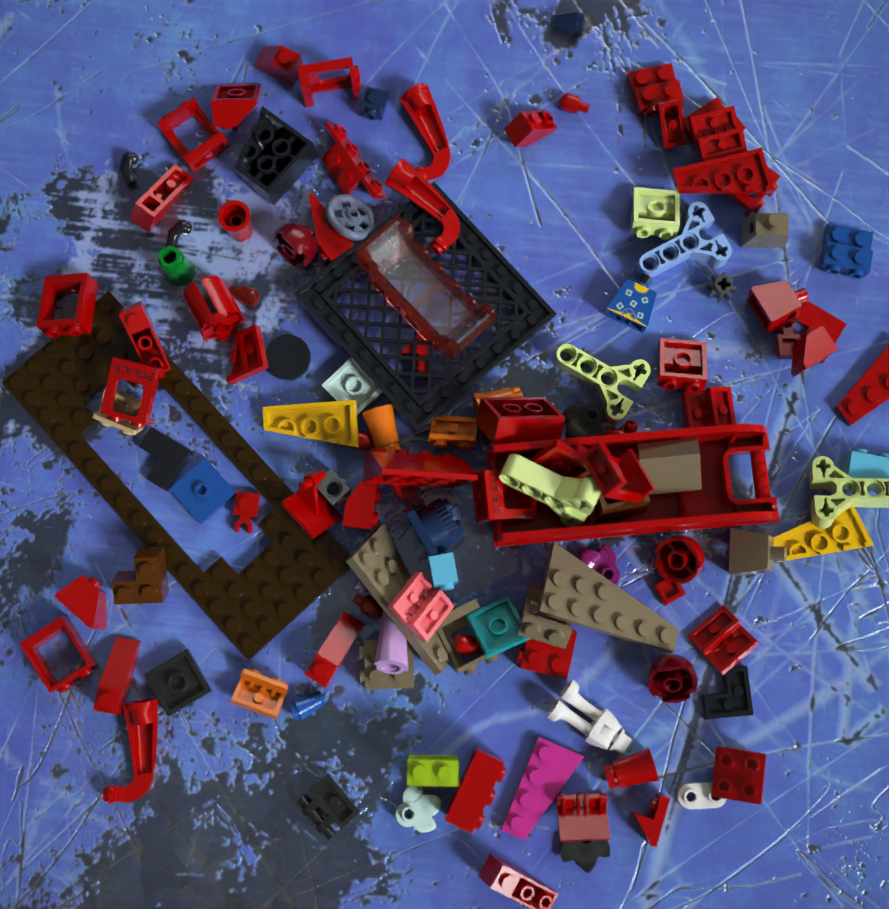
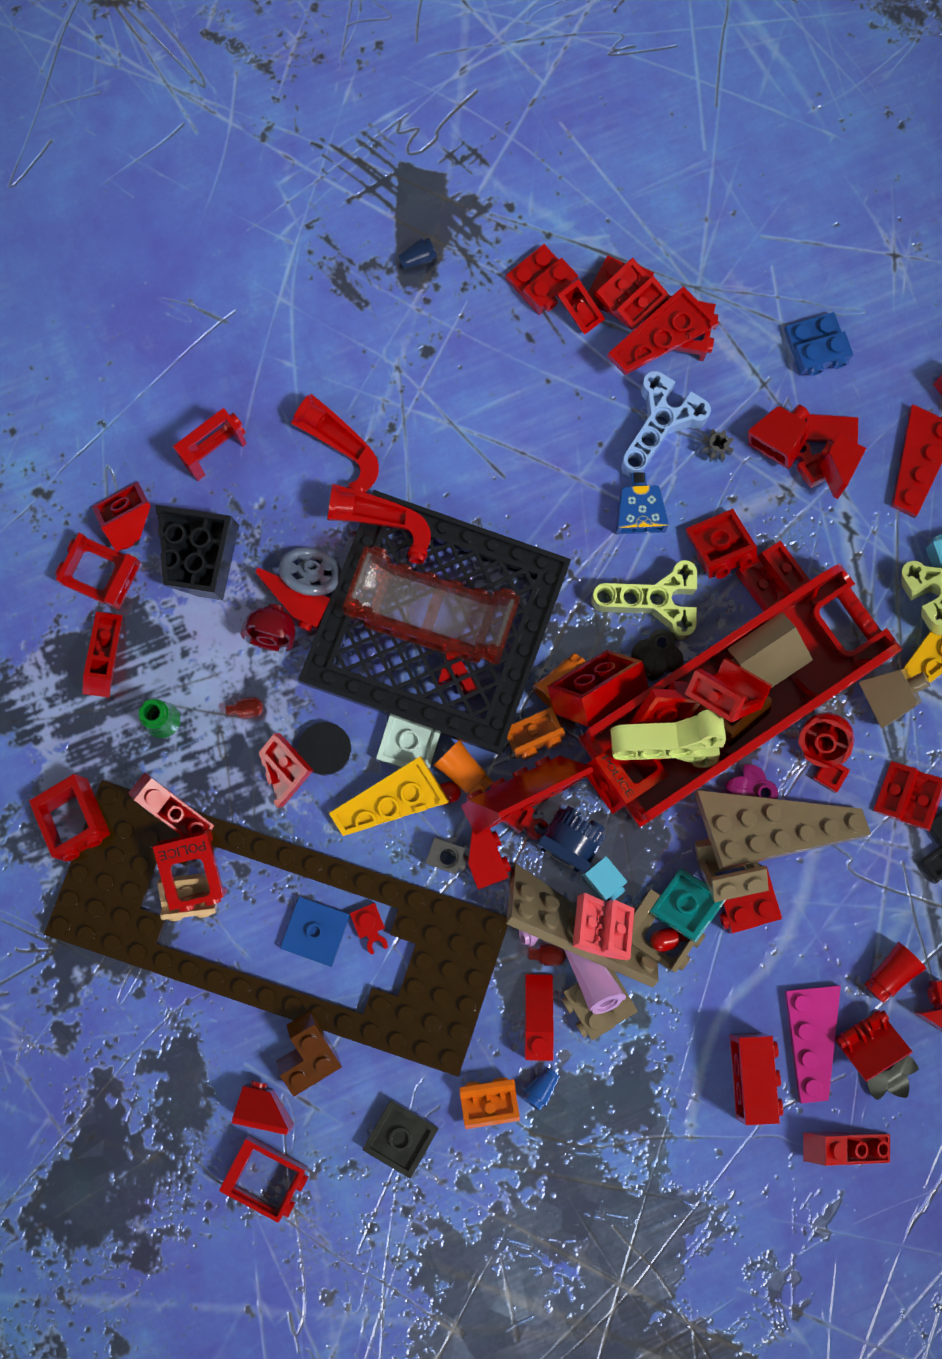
camera: 30 degrees left, 0 degrees up
(117, 677) = (335, 1167): red slope -> none
(125, 168) = (46, 643): black arm -> none
(142, 730) = (392, 1207): red animal -> none
(170, 457) = (262, 914): black tile -> none
(176, 230) = (136, 682): black arm -> none
(228, 315) = (214, 752): red cylinder -> none
(235, 219) = (190, 631): red plant -> none
(279, 63) = (146, 450): red slope -> none
(310, 507) = (435, 888): red plate -> none
(334, 801) = (623, 1169): pearl dark grey plate -> none
(348, 166) = (275, 519): red bracket -> none
(374, 104) = (266, 441): dark blue bracket -> none
(422, 809) = (711, 1125): light aqua plate -> none
(432, 770) = (705, 1082): lime window -> none
(530, 127) = (439, 383): red slope -> none
(572, 104) = (468, 336): red cylinder -> none
(601, 732) = (844, 950): white piece -> none
(629, 427) = (701, 643): red arm -> none
(655, 213) = (612, 405): yellowish green plate -> none
(672, 678) = (884, 861): dark red cylinder -> none
(769, 231) = (733, 364): dark tan torso -> none

